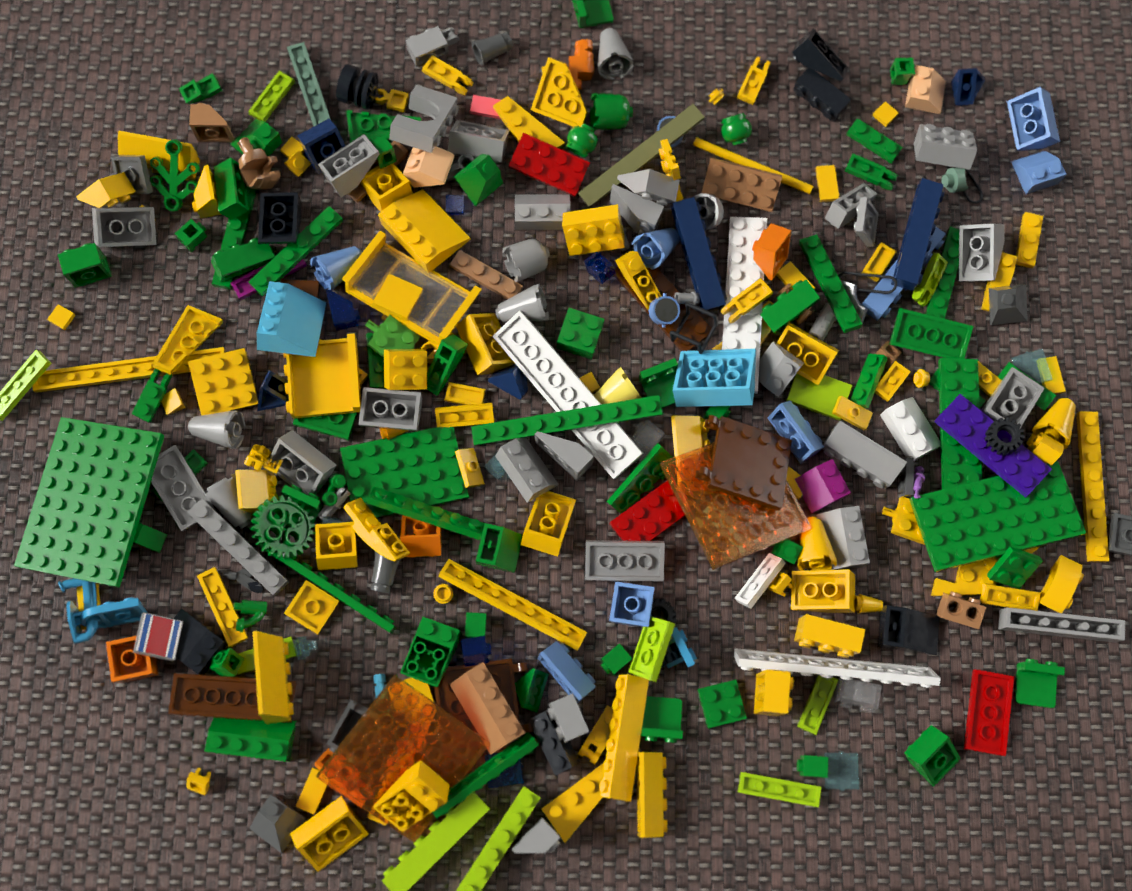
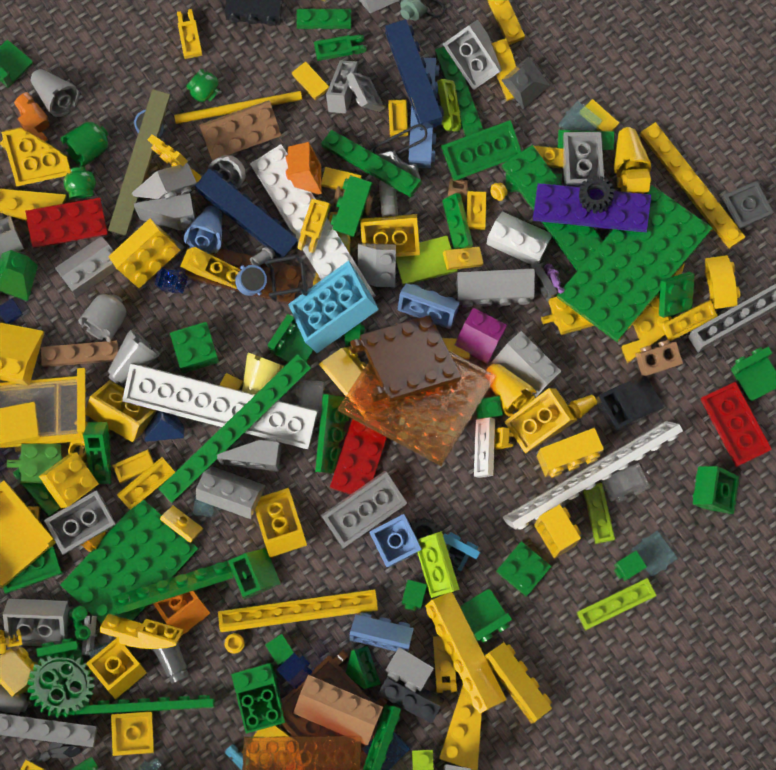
camera: 30 degrees left, 0 degrees up
(716, 96) = (166, 68): yellow plate -> none

